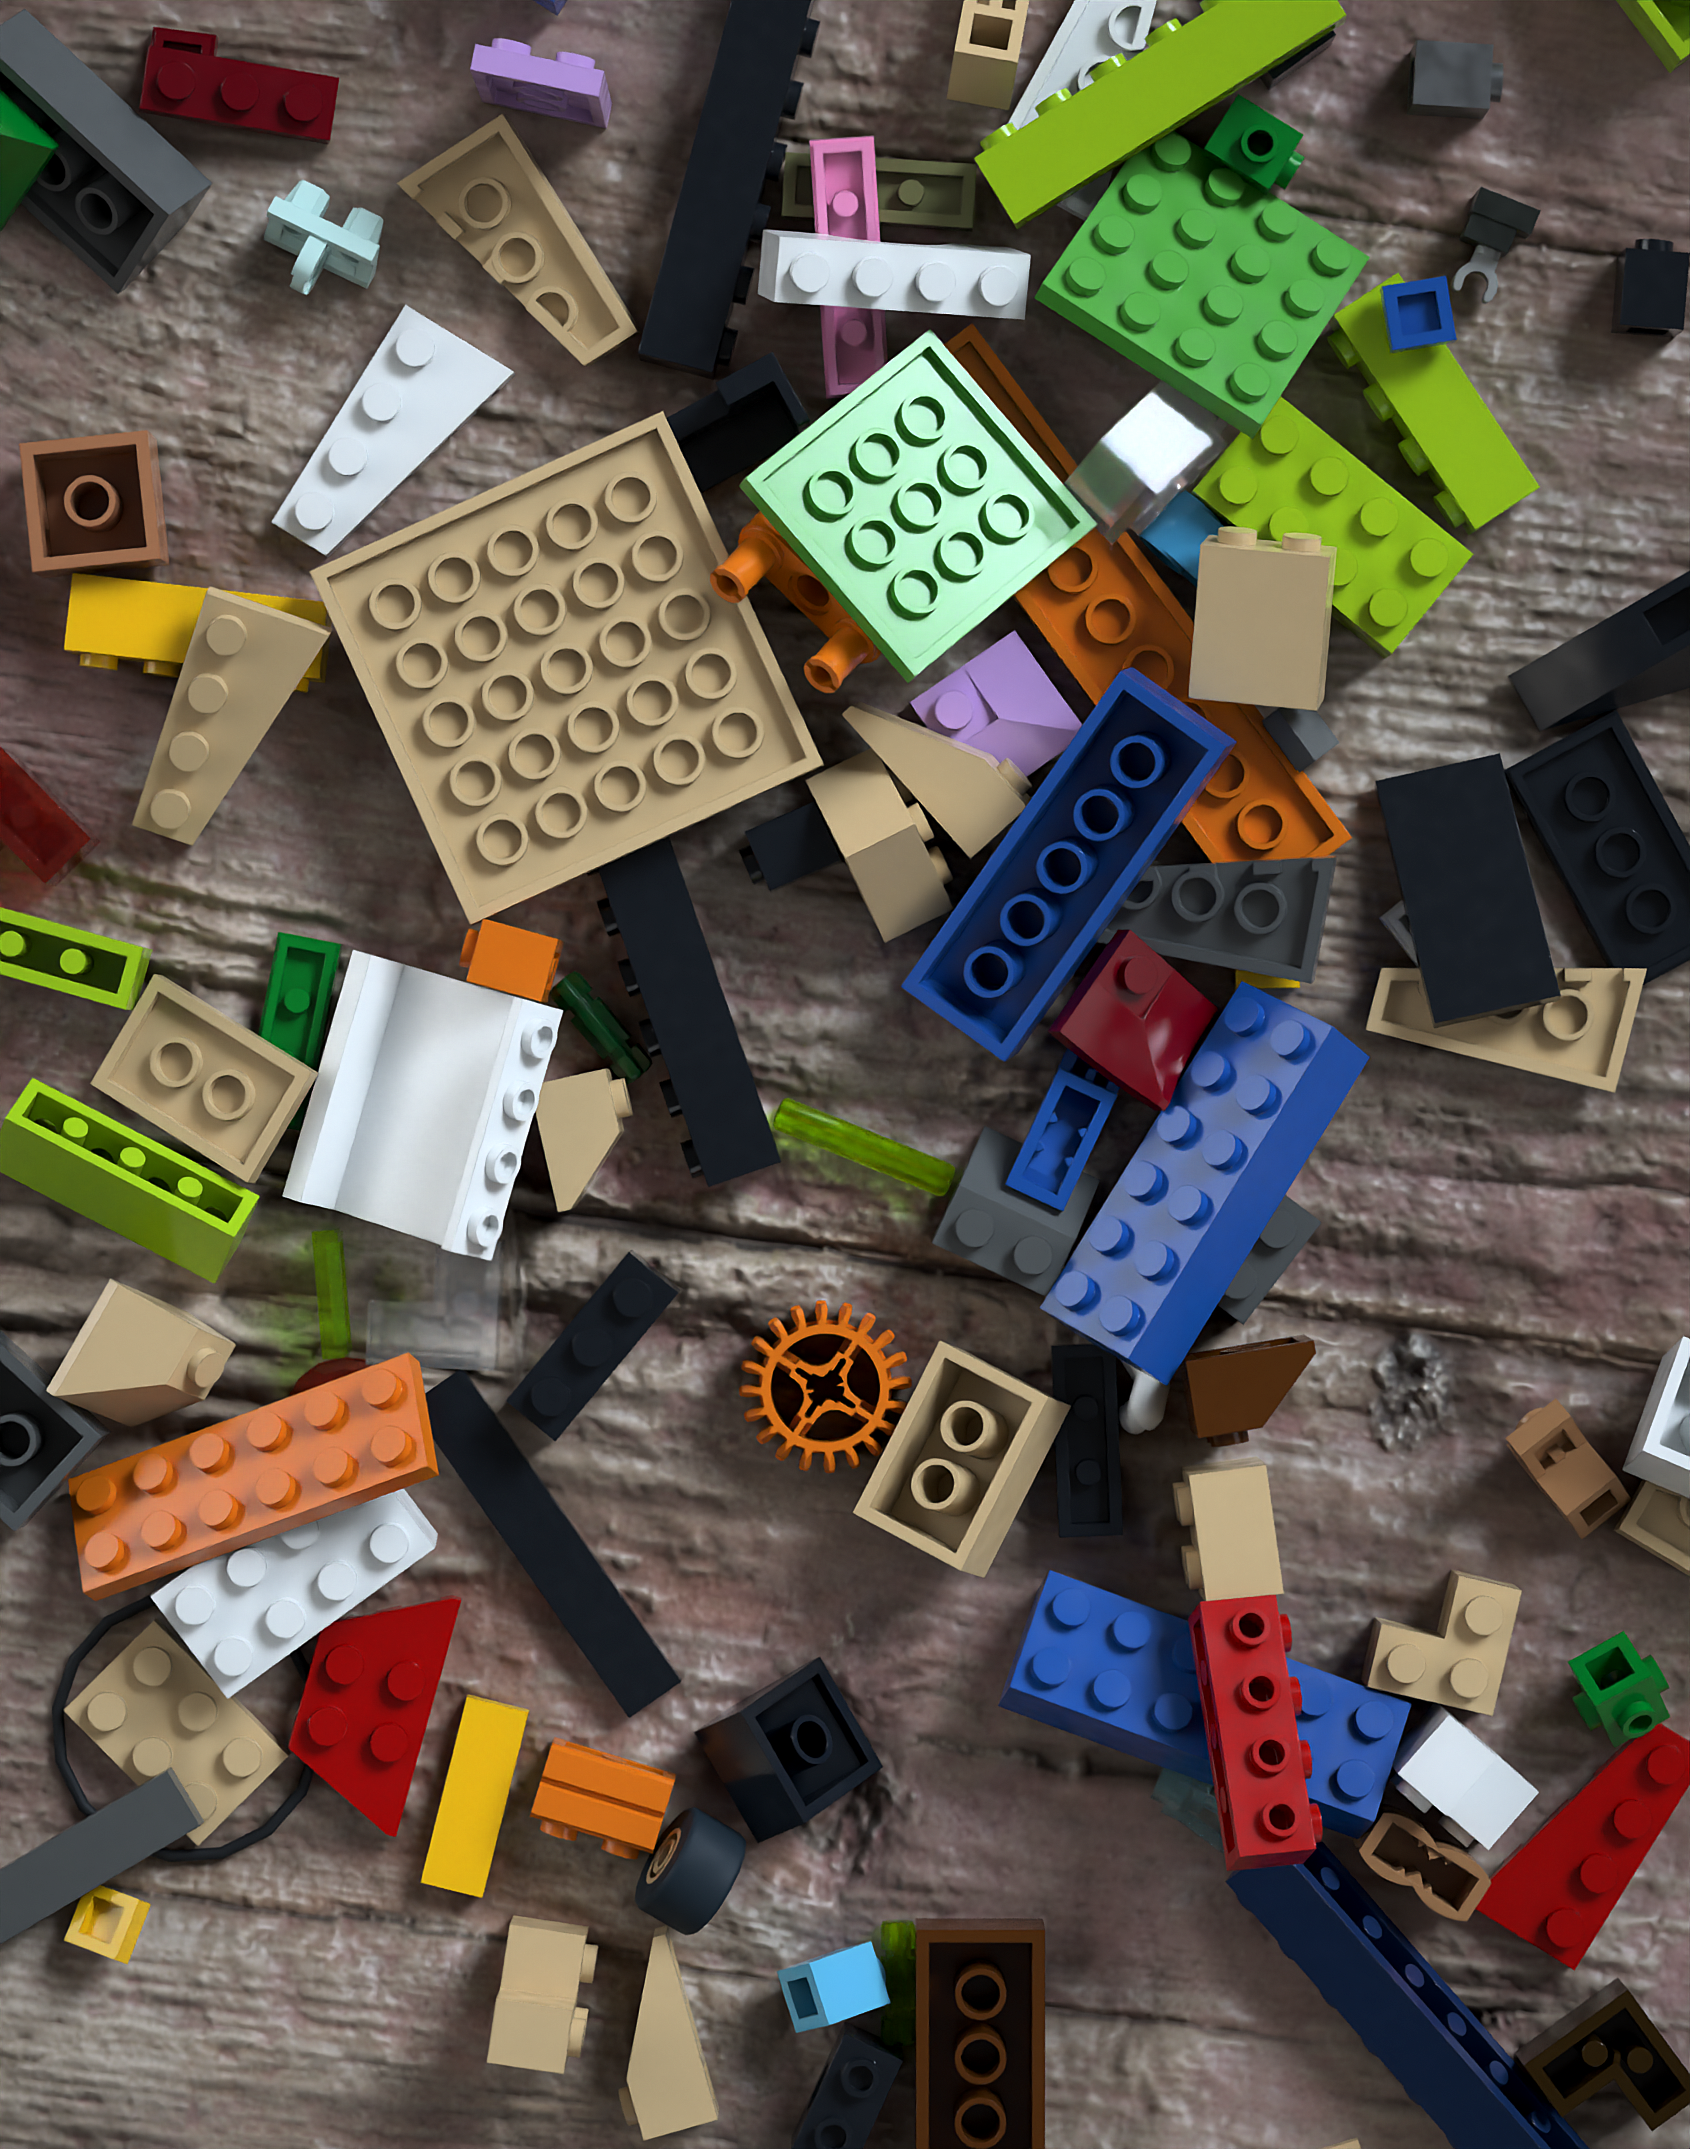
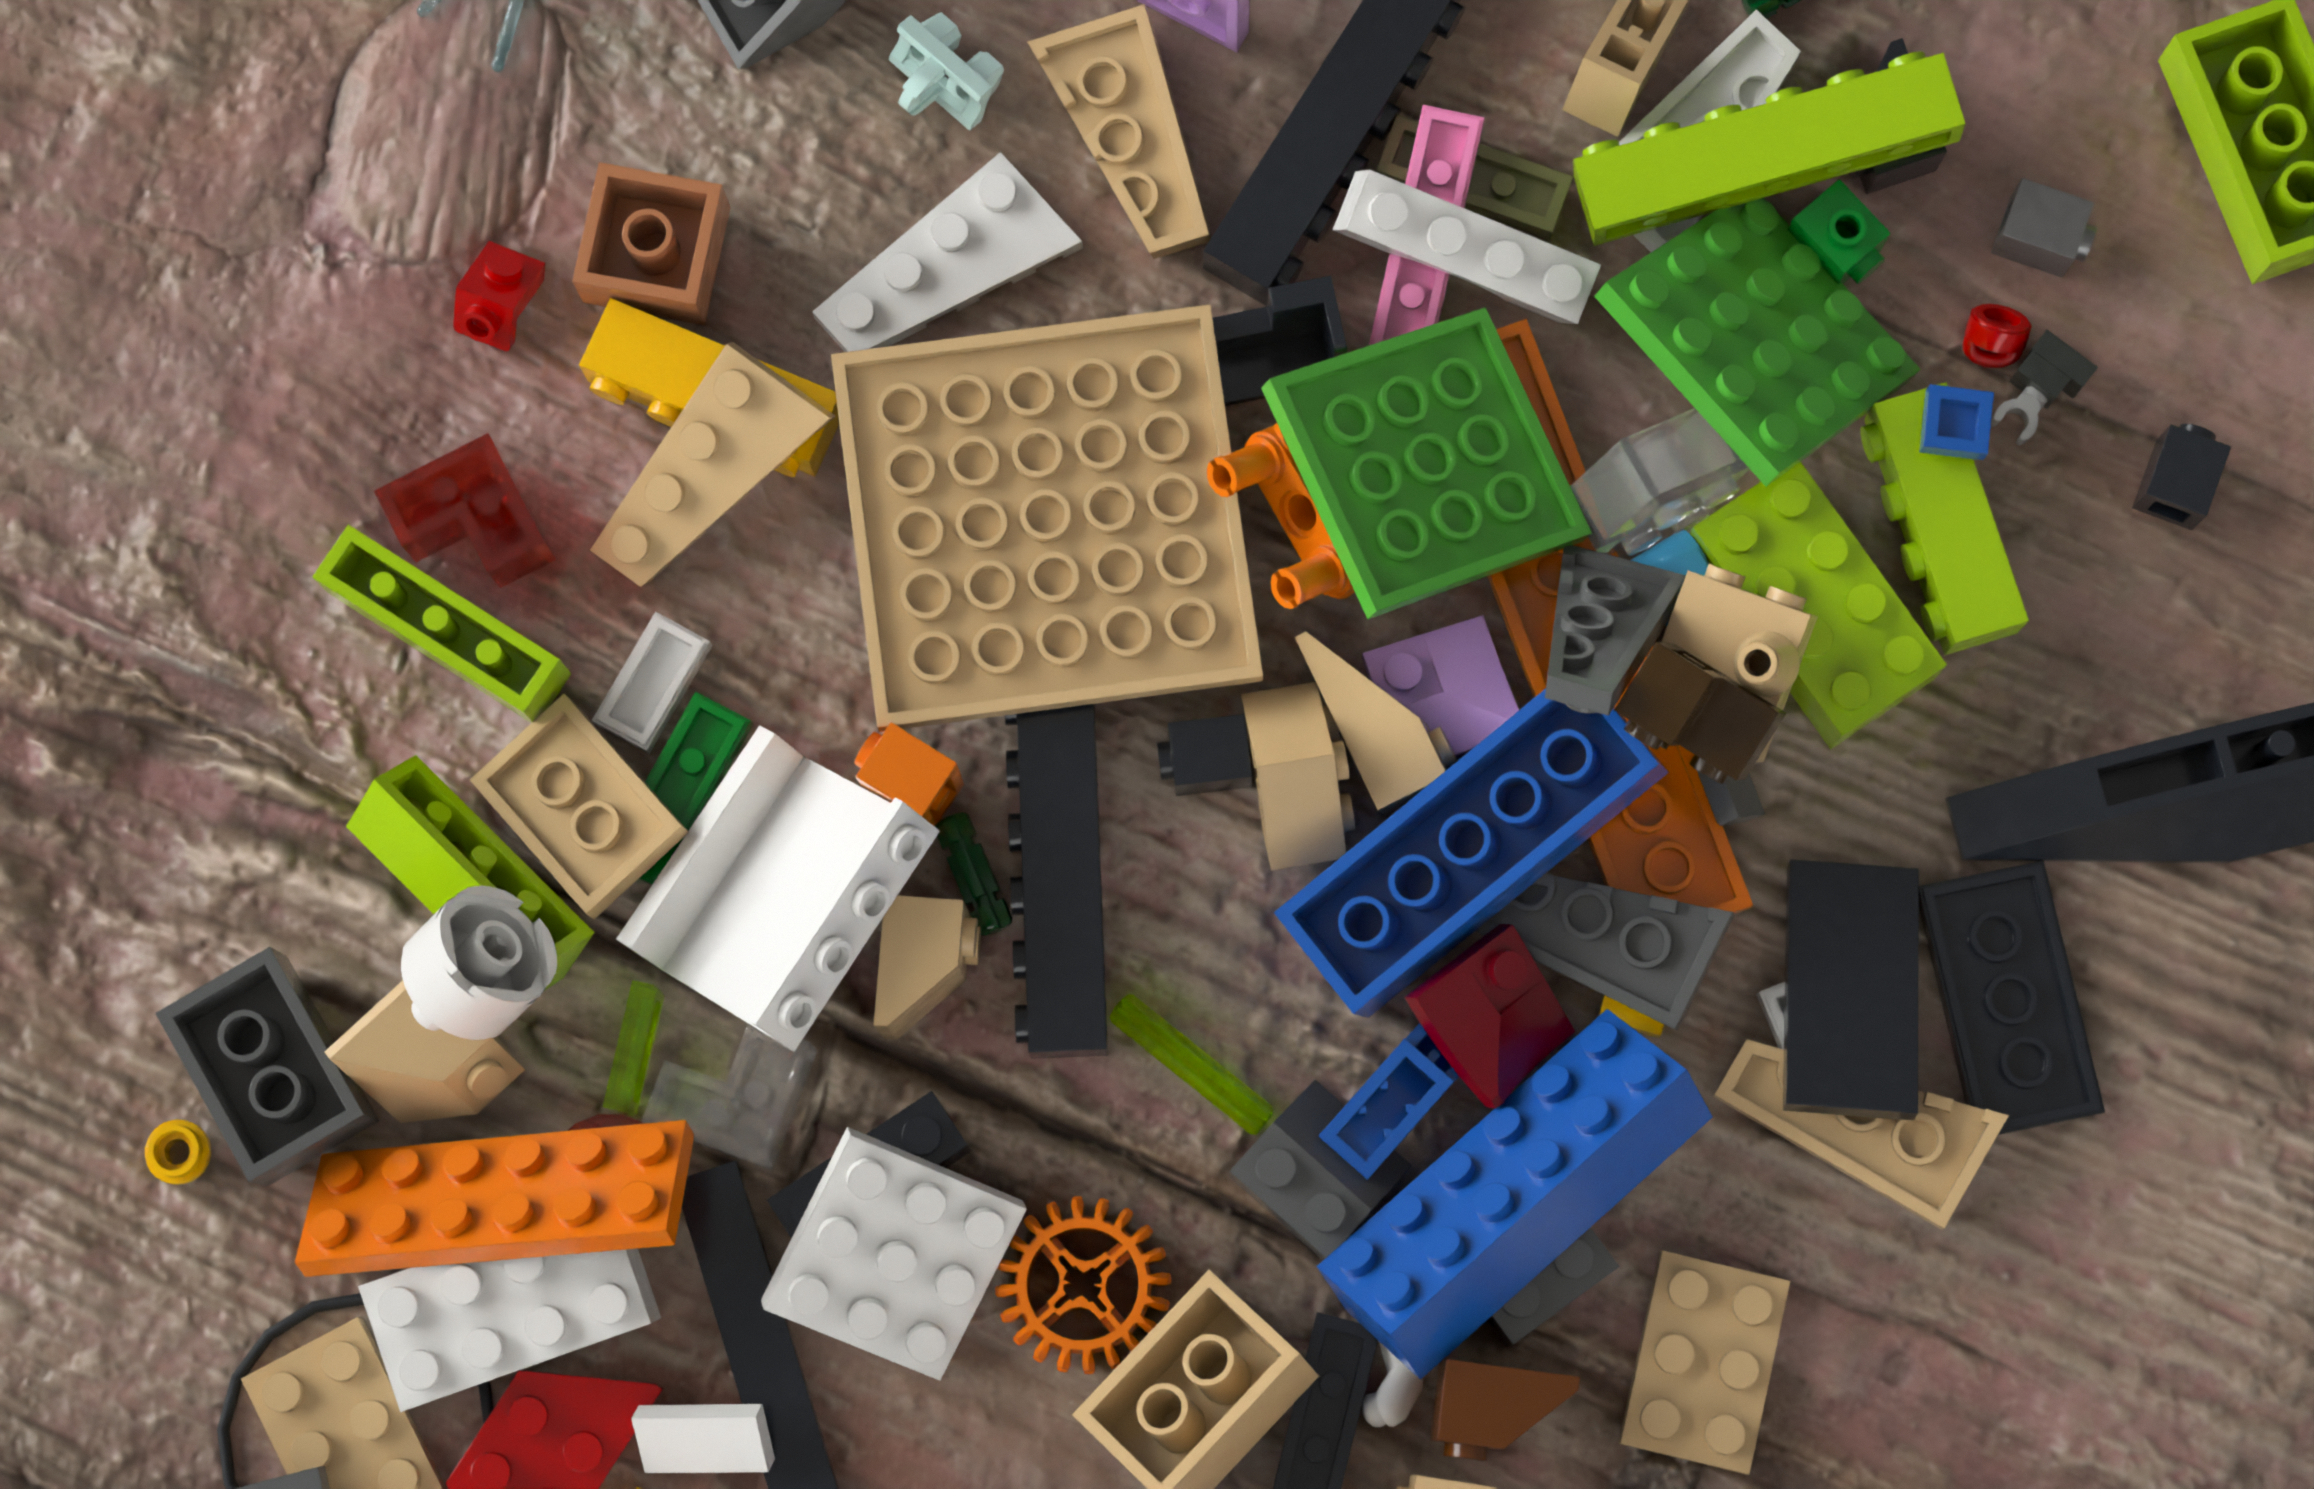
camera: 20 degrees right, 10 degrees down
(166, 1268) = (477, 964): none -> white brick
(233, 934) = (652, 682): none -> white tile
(515, 1635) = (703, 1438): none -> white tile
(640, 1414) = (893, 1254): none -> white plate
(1136, 623) = (1604, 626): none -> dark grey wing
(1249, 680) = (1698, 707): none -> dark brown brick
(1310, 607) = (1783, 667): none -> tan cone
(1425, 1281) = (1704, 1362): none -> tan plate
(1433, 200) = (1995, 330): none -> red tile

